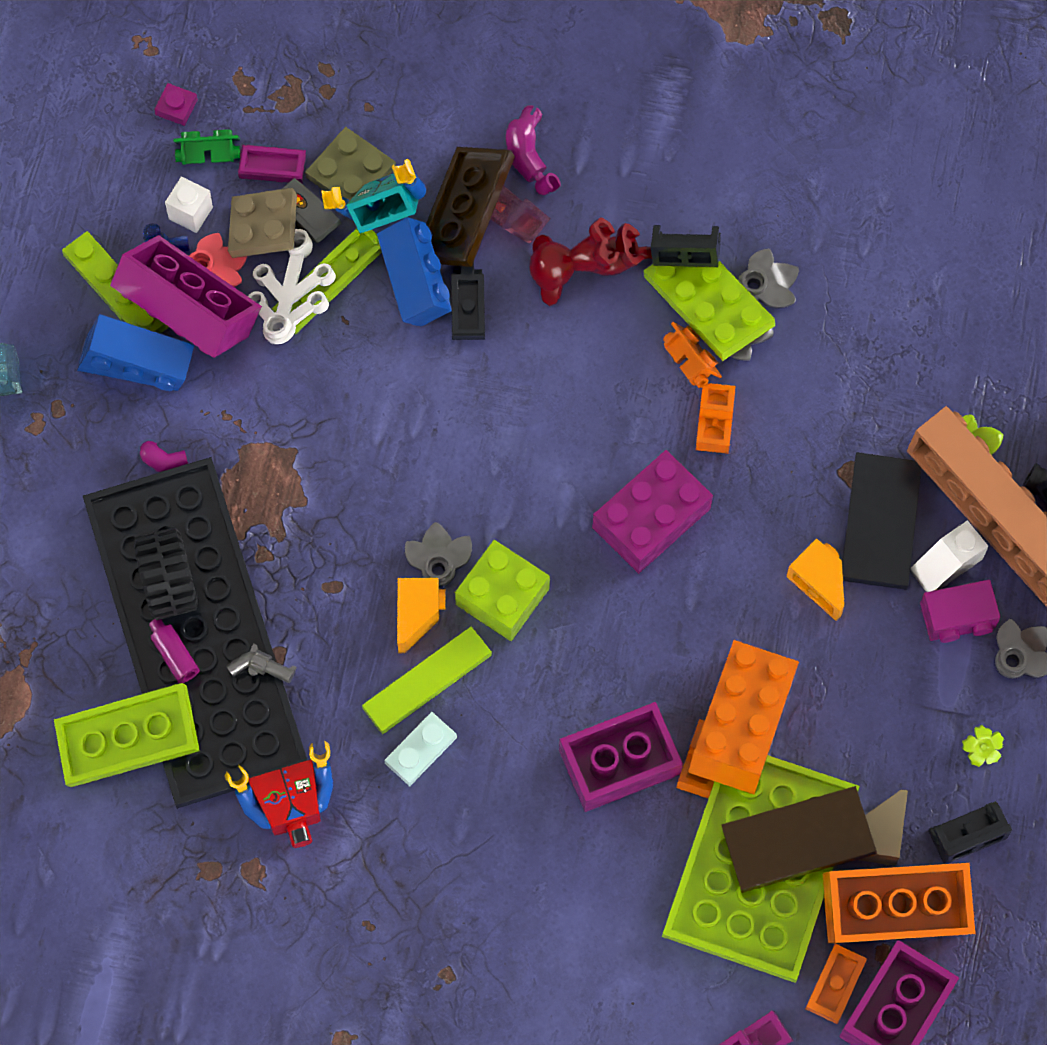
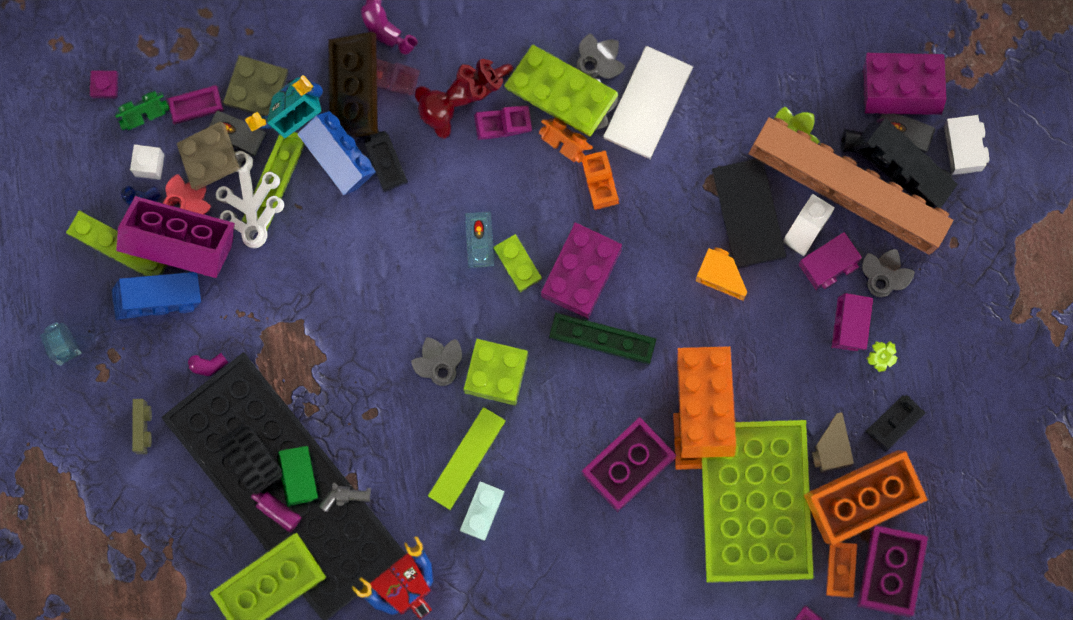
camera: 15 degrees left, 10 degrees up
(49, 508) = (141, 438): none -> olive plate
(214, 619) = (297, 476): none -> green hinge
(417, 609) = (440, 409): light orange slope -> none
(544, 433) = (479, 239): none -> clear light blue slope
(579, 477) = (517, 263): none -> lime plate
(625, 313) = (503, 123): none -> magenta slope
(647, 601) = (602, 338): none -> dark green tile
(685, 249) = (530, 59): black hinge -> none
(798, 839) = (778, 477): dark brown tile -> none
(808, 351) = (648, 102): none -> white tile
(960, 692) = (852, 322): none -> magenta hinge

